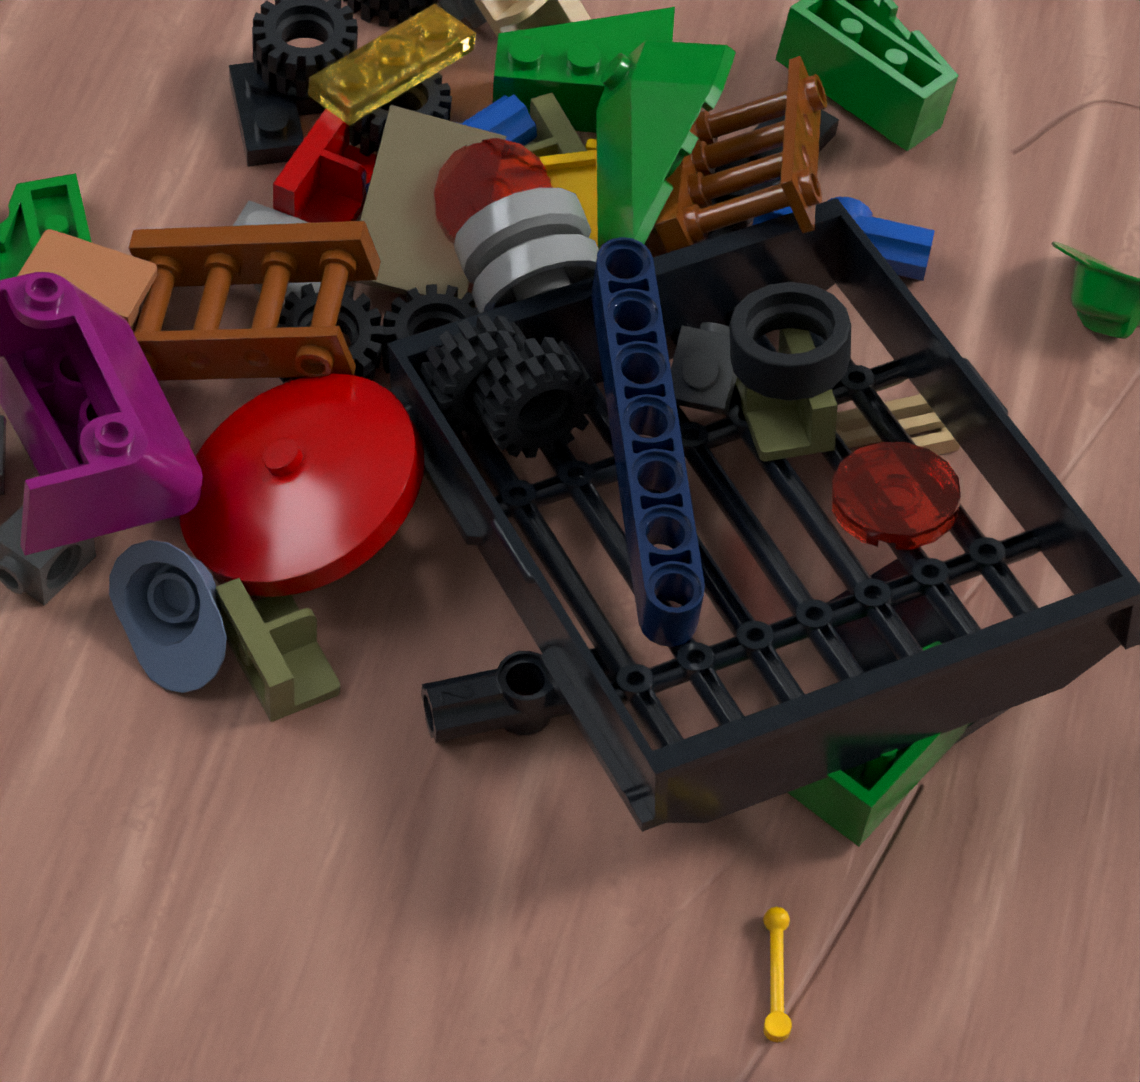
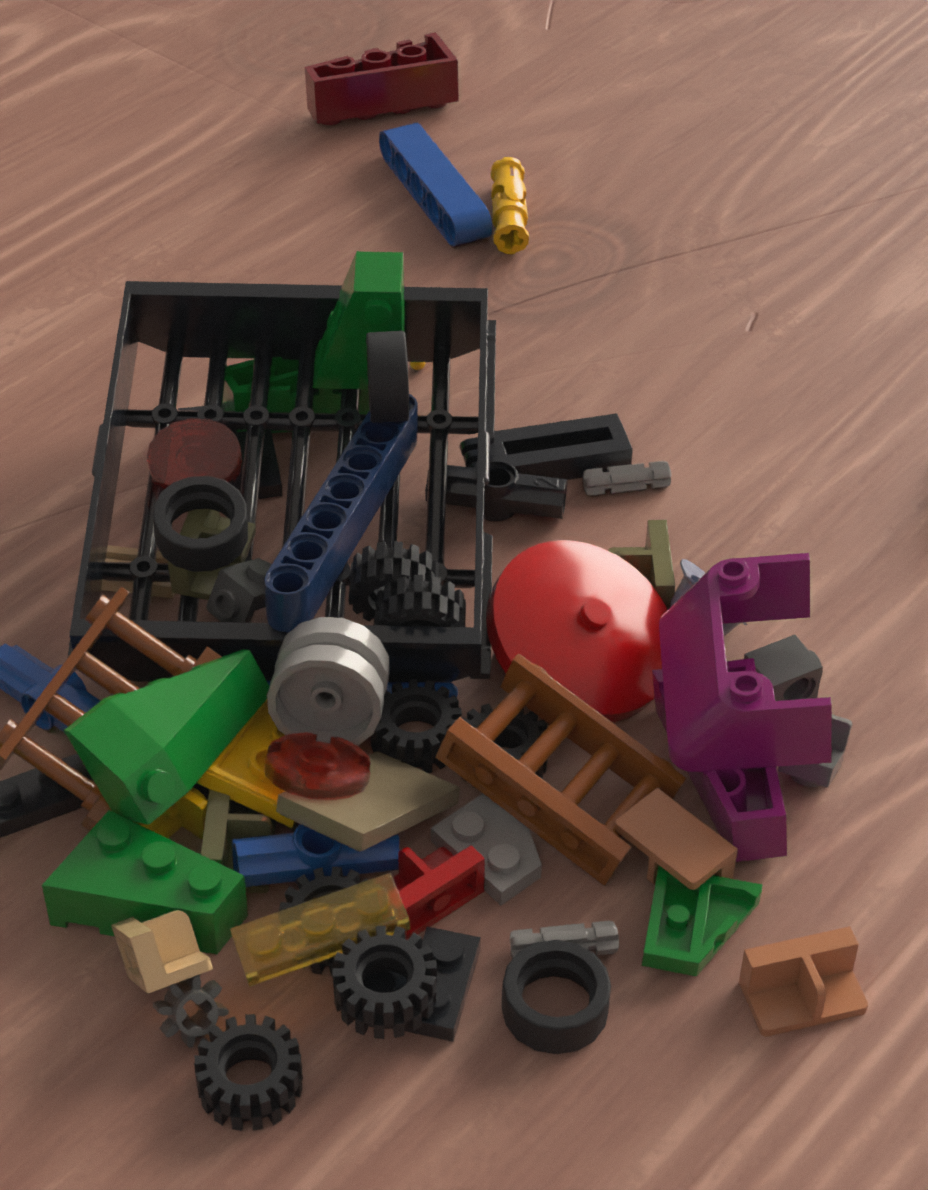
camera: 150 degrees left, 10 degrees down
(143, 87) = (547, 1032): none -> black tyre
(164, 181) = (601, 937): none -> light grey axle
(368, 808) = (626, 478): none -> light grey axle
(470, 828) = (558, 448): none -> black hinge
(683, 536) = (387, 376): none -> black tyre
(768, 635) = (367, 303): none -> green wedge

